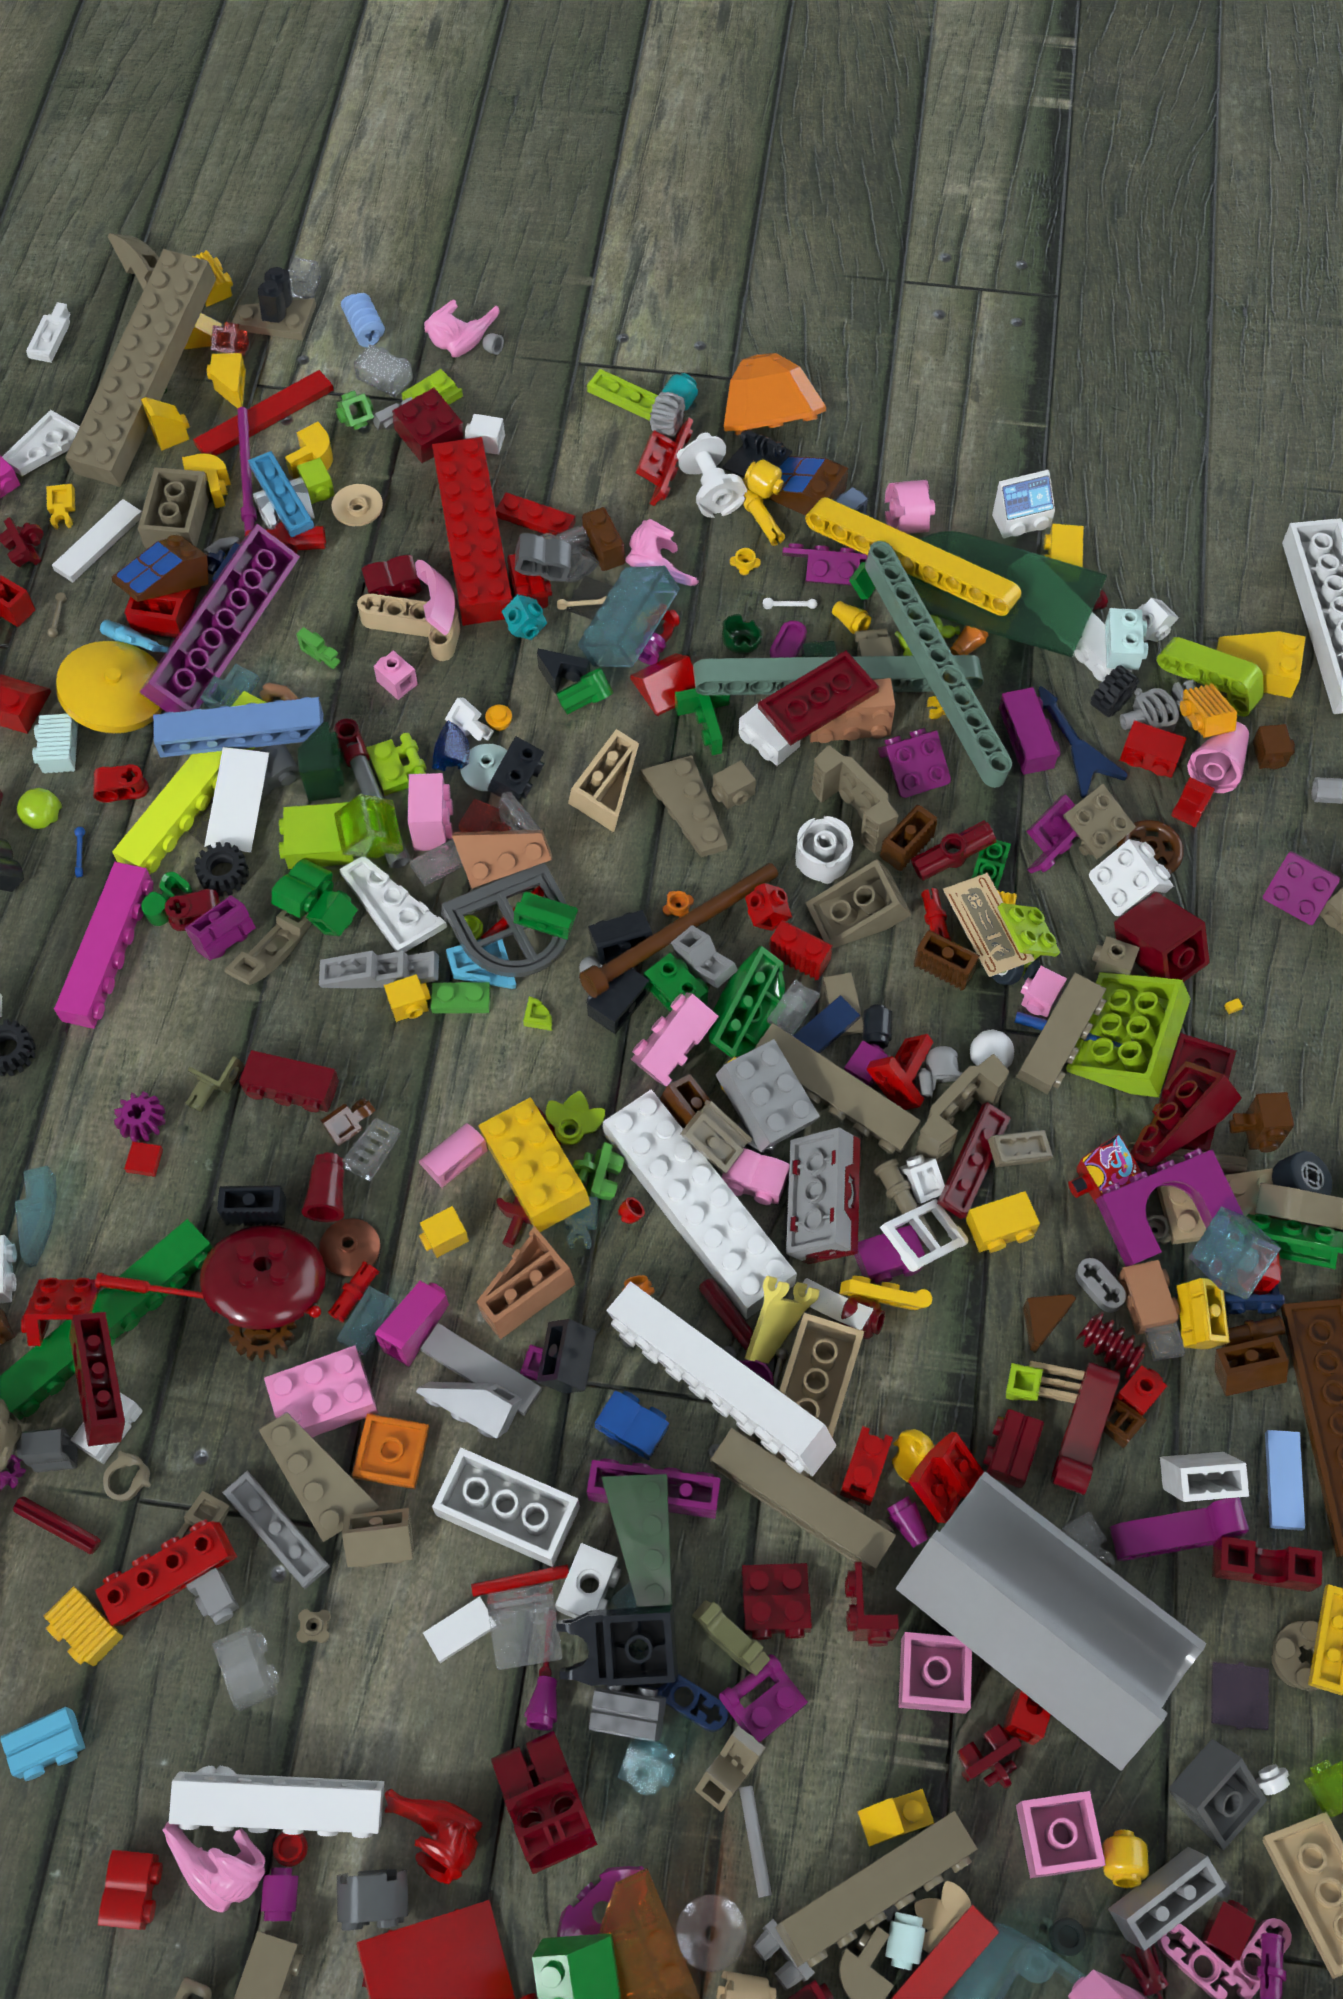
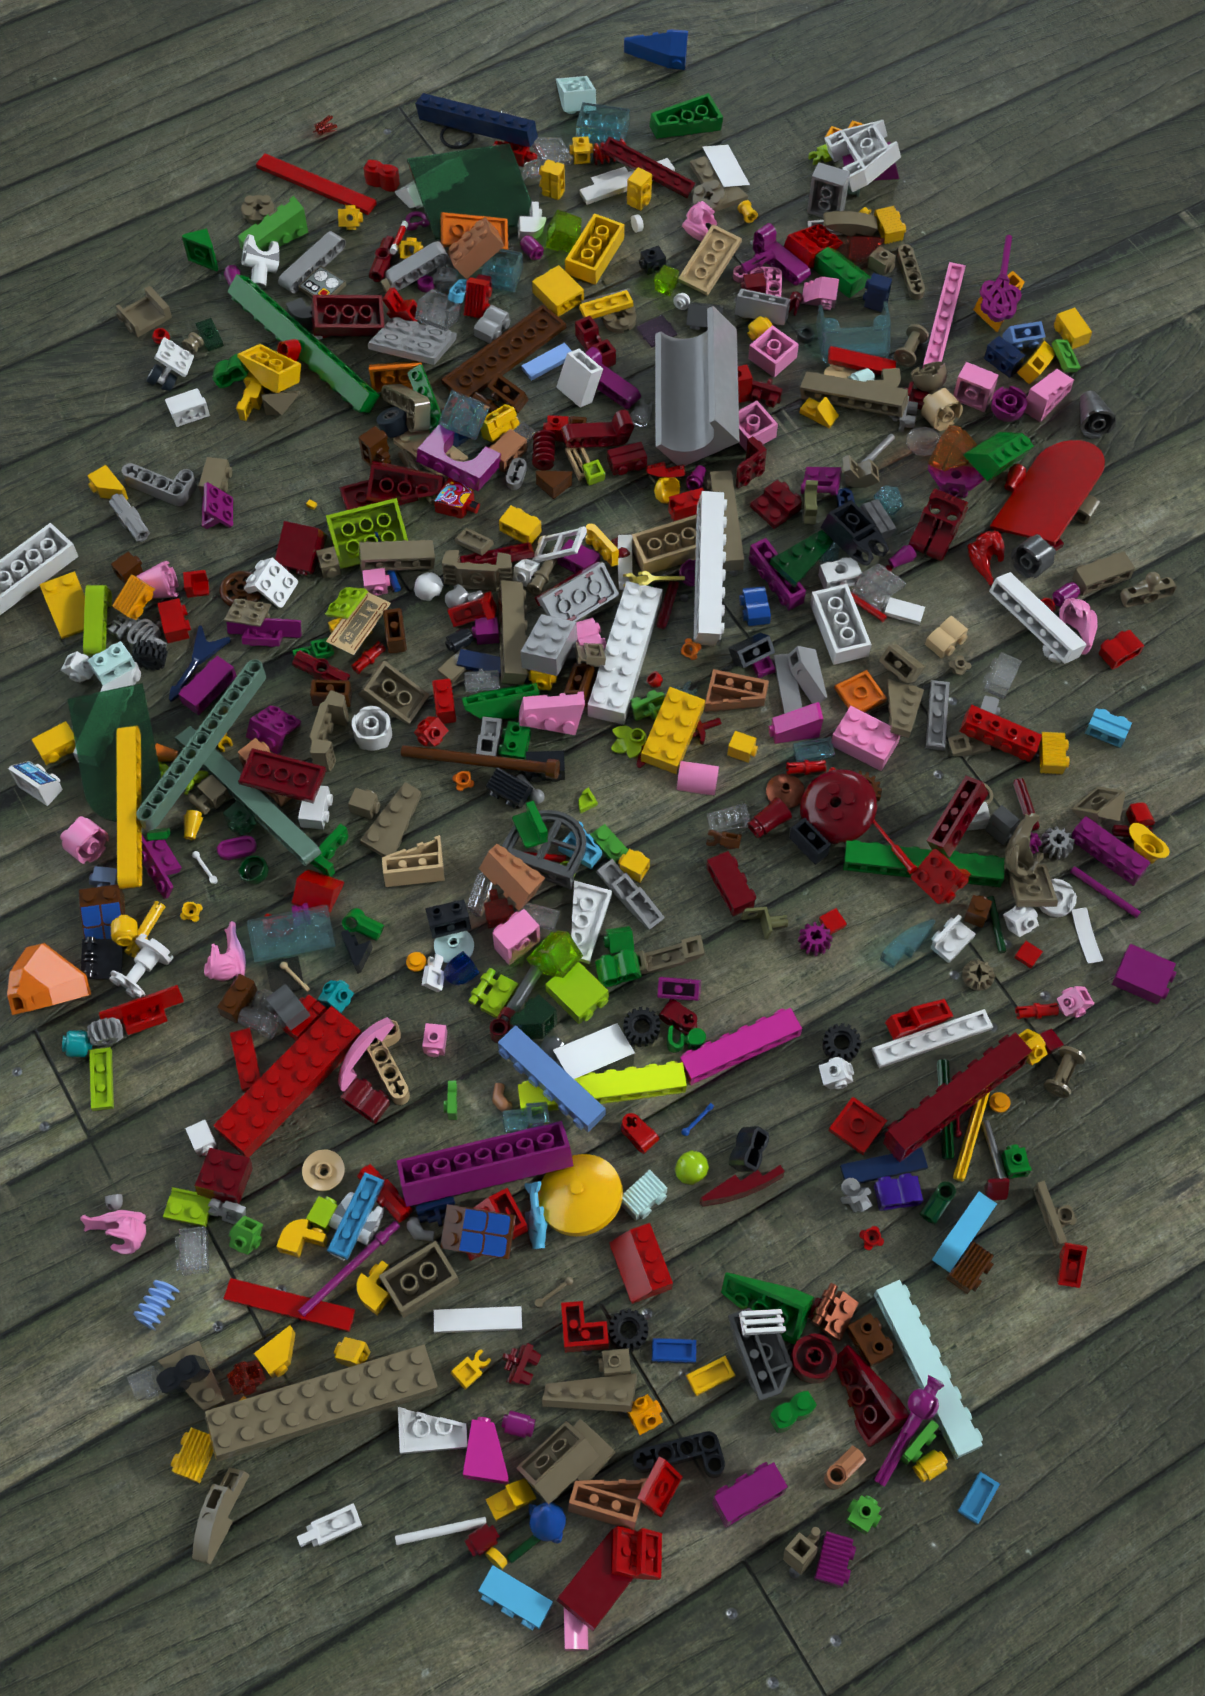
camera: 130 degrees left, 0 degrees up
(366, 1645) = (946, 637): none -> tan brick

